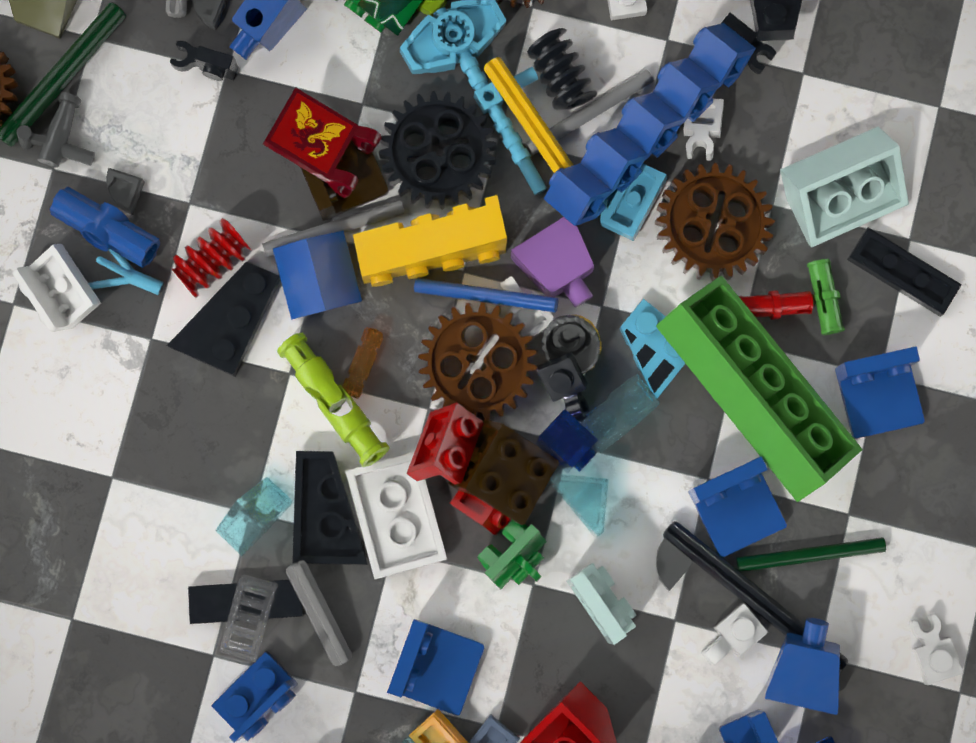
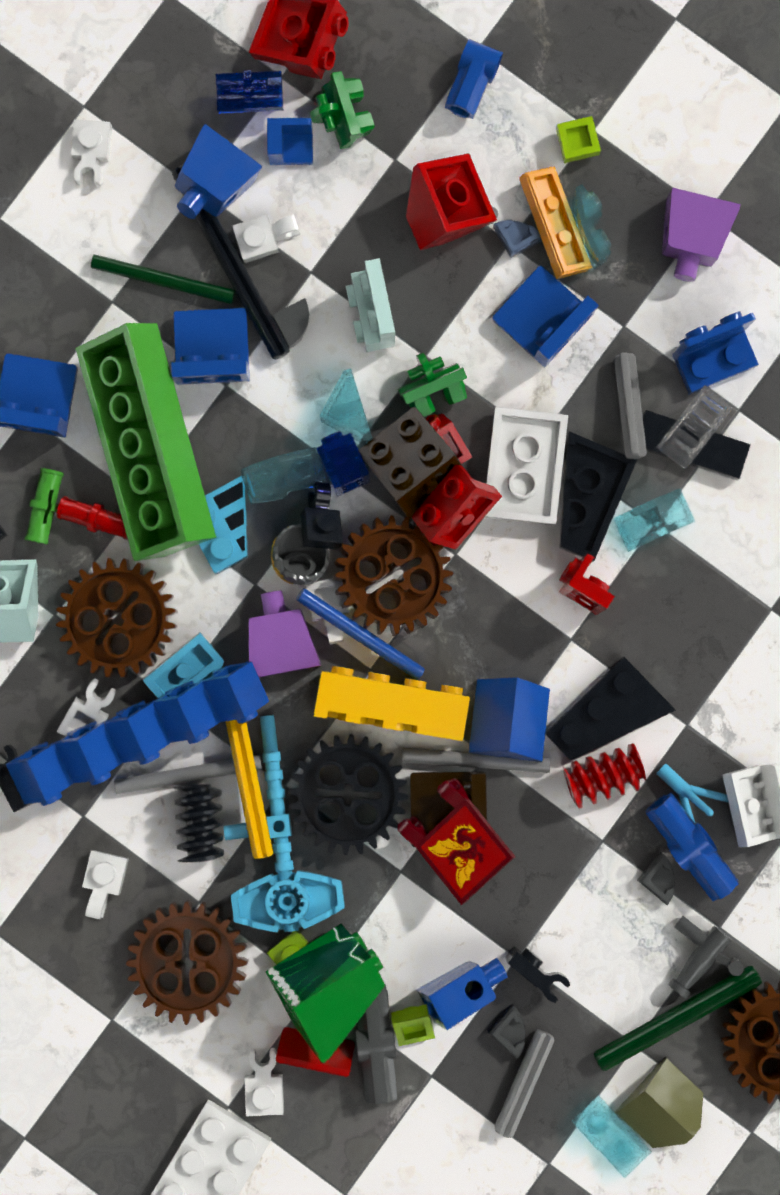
camera: 155 degrees left, 5 degrees up
(291, 416) = (588, 593): none -> red bracket
(319, 383) = (548, 619): lime piece -> none
(363, 361) = (500, 620): clear orange axle -> none

